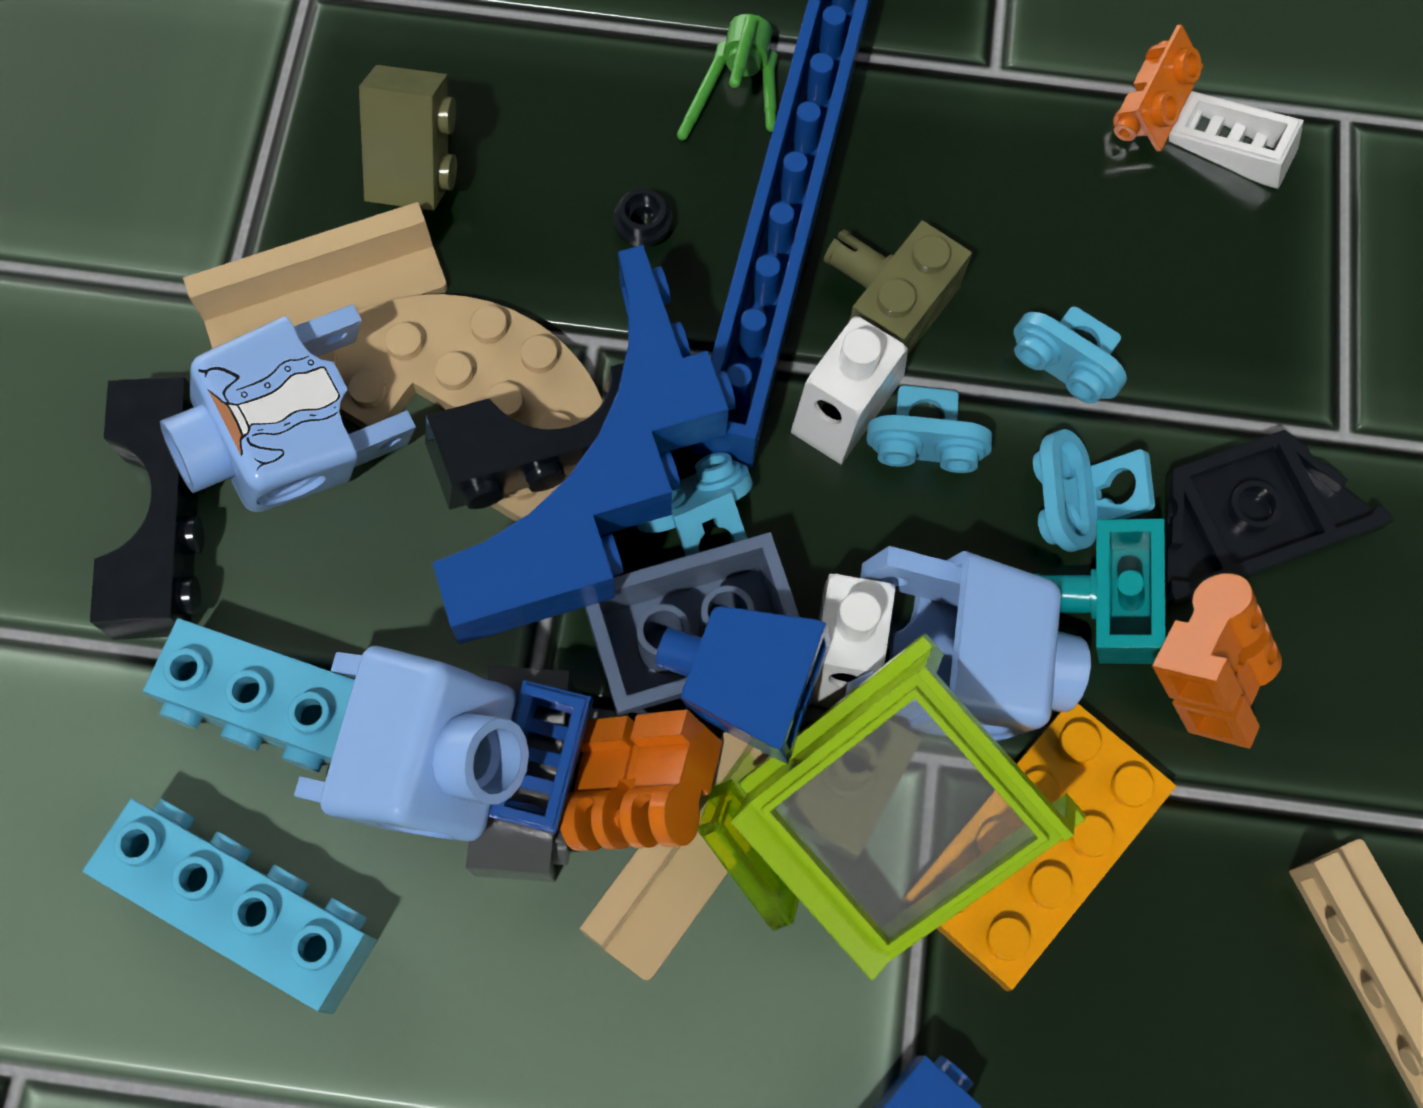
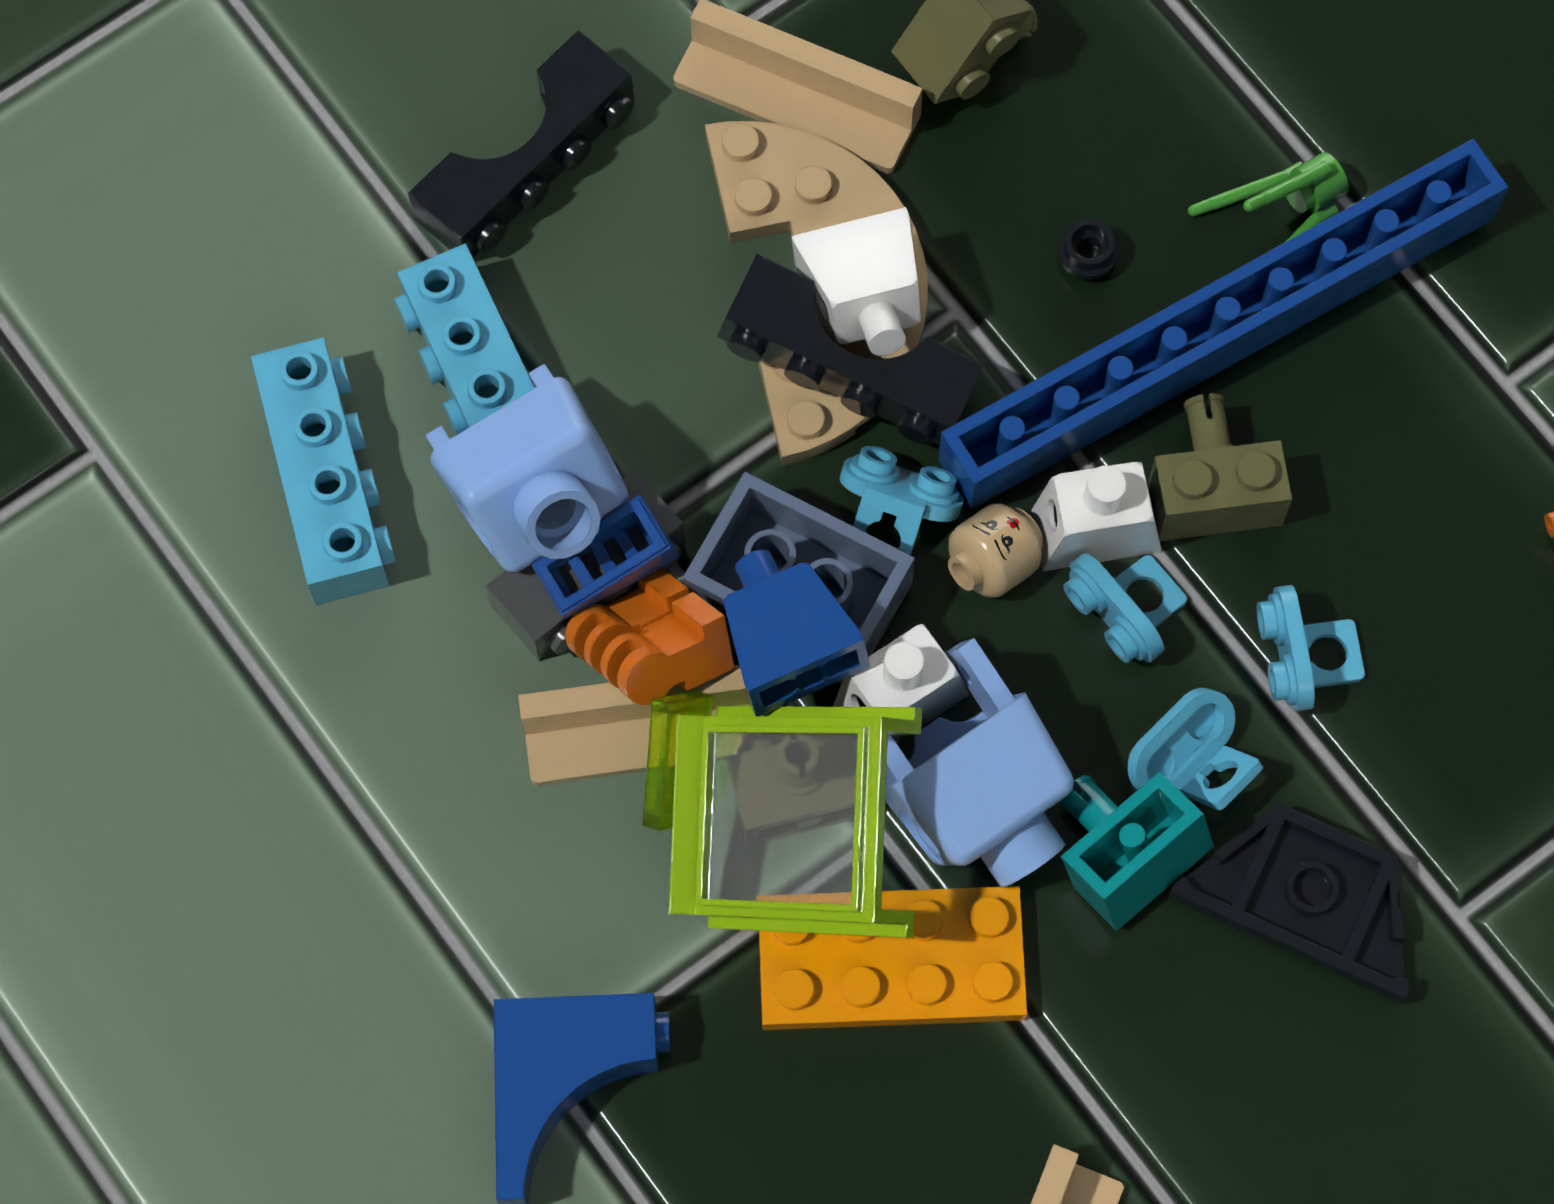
camera: 50 degrees right, 0 degrees up
(273, 415) = (660, 158): light blue piece -> none
(522, 364) = (863, 279): none -> white torso
(626, 478) = (843, 421): blue arch -> none
(805, 476) = (995, 550): none -> tan head
(1219, 661) = (1145, 955): orange legs -> none

